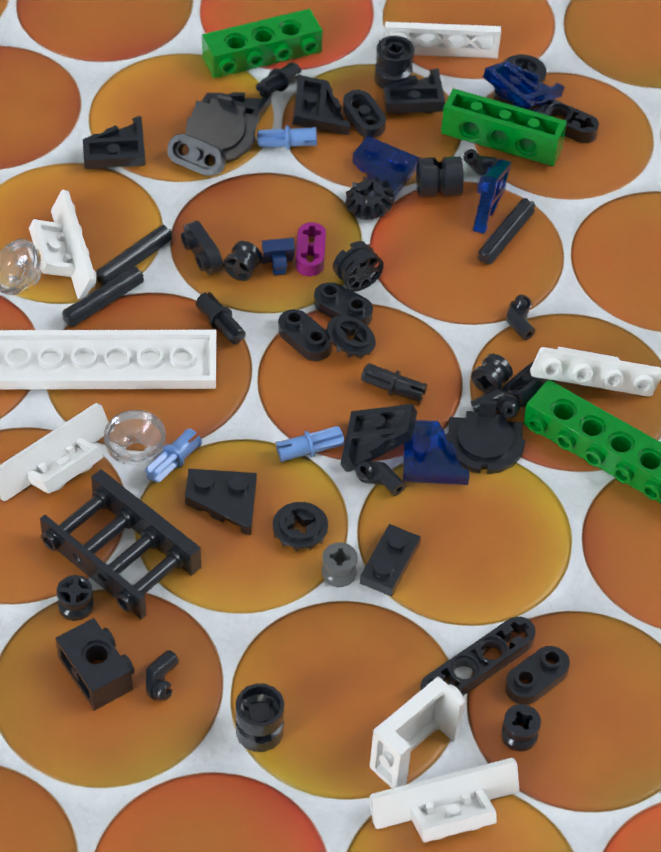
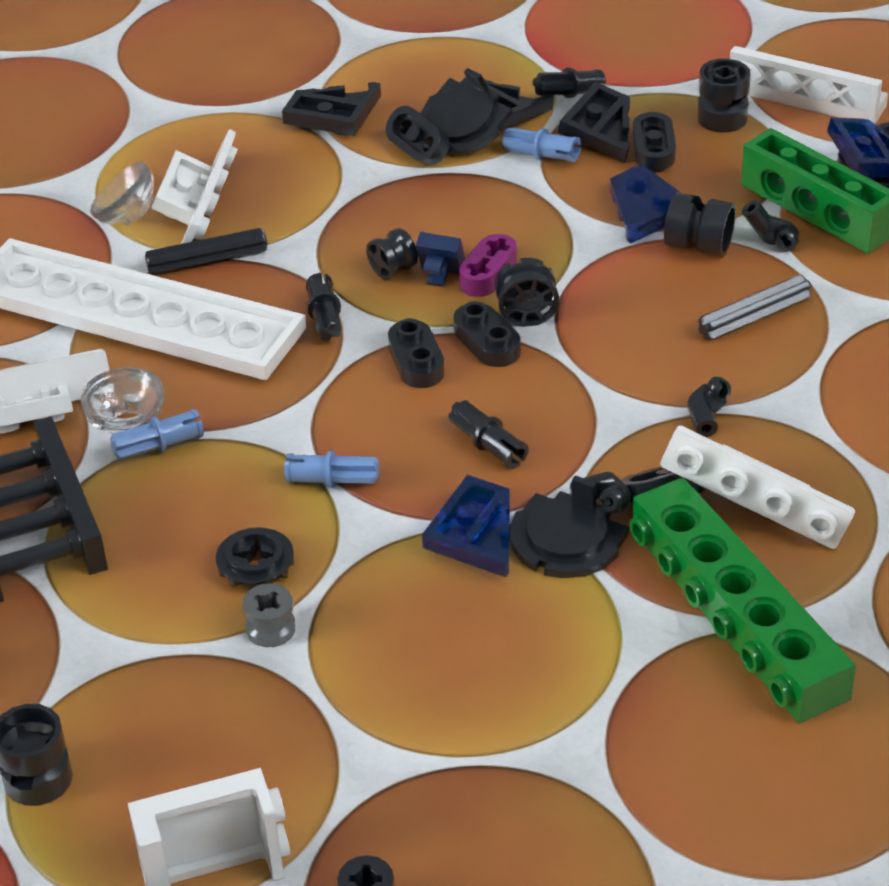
camera: 30 degrees right, 10 degrees down
(134, 254) = (278, 217): black axle -> none
(205, 251) = (351, 229): black plate -> none
(223, 495) = (190, 497): black wing -> none
(261, 43) = (577, 42): green brick -> none
(343, 326) = (469, 356): black gear -> none
(376, 433) = (418, 478): black wing -> none
(377, 205) = (599, 238): black gear -> none
(380, 473) = (396, 529): black arm -> none
(390, 560) = (342, 633): black plate -> none
(415, 95) = (725, 134): black wing -> none
(481, 666) = (370, 800): black beam -> none
(491, 190) = (756, 253): clear blue wing -> none
(492, 373) = (621, 456): black wheel -> none
(540, 674) = (442, 836): black plate -> none

